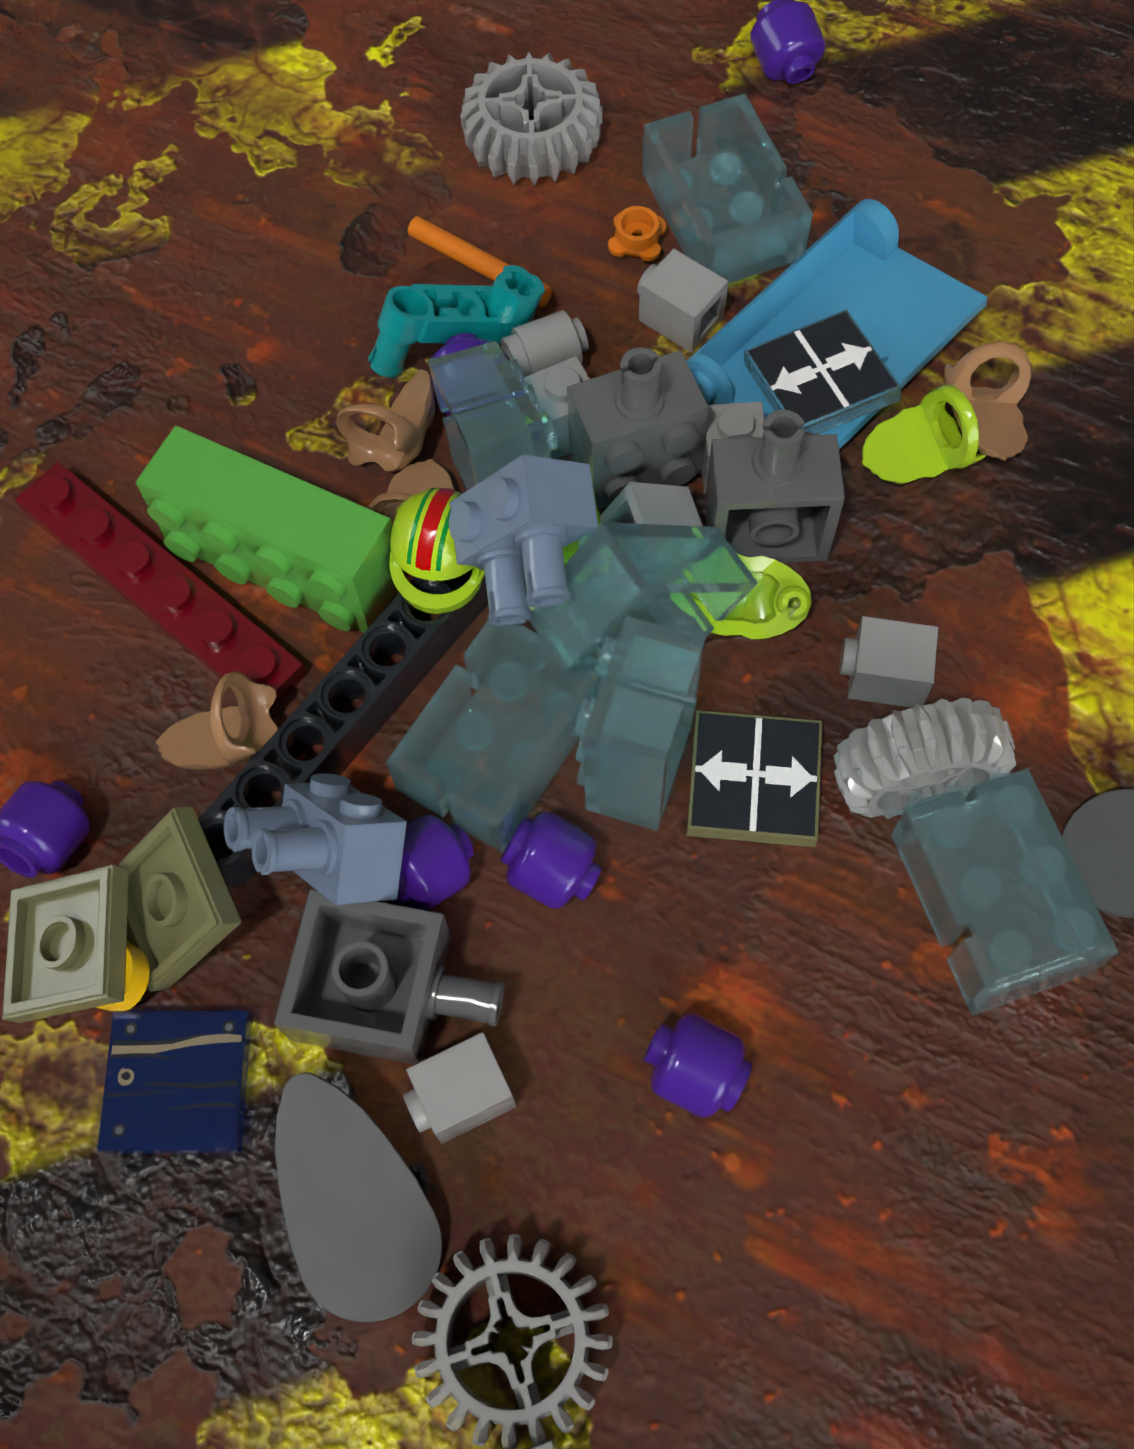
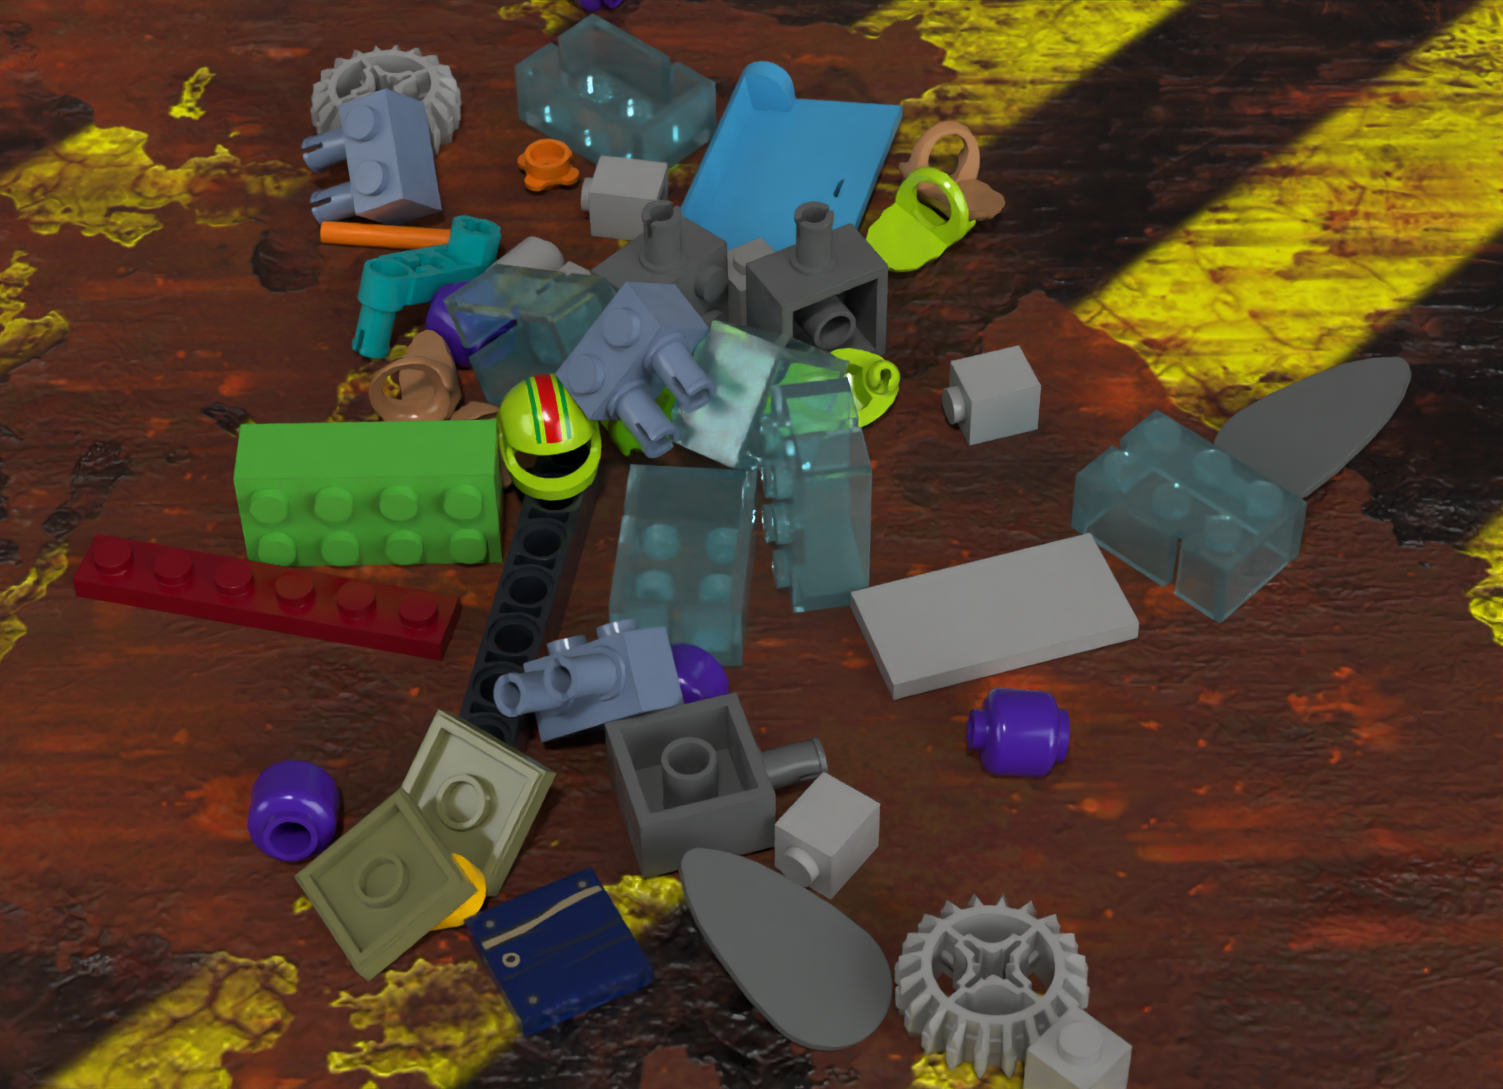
camera: 30 degrees left, 20 degrees down
(223, 735) = (423, 676): medium nougat piece -> none
(483, 178) = (387, 161): none -> sand blue brick
(551, 860) = (793, 645): dark purple head -> none
(755, 778) = (933, 523): black tile -> none
(760, 907) = (993, 615): none -> light grey tile
(823, 373) = (770, 200): black tile -> none
(923, 756) = (1060, 433): light grey gear -> none

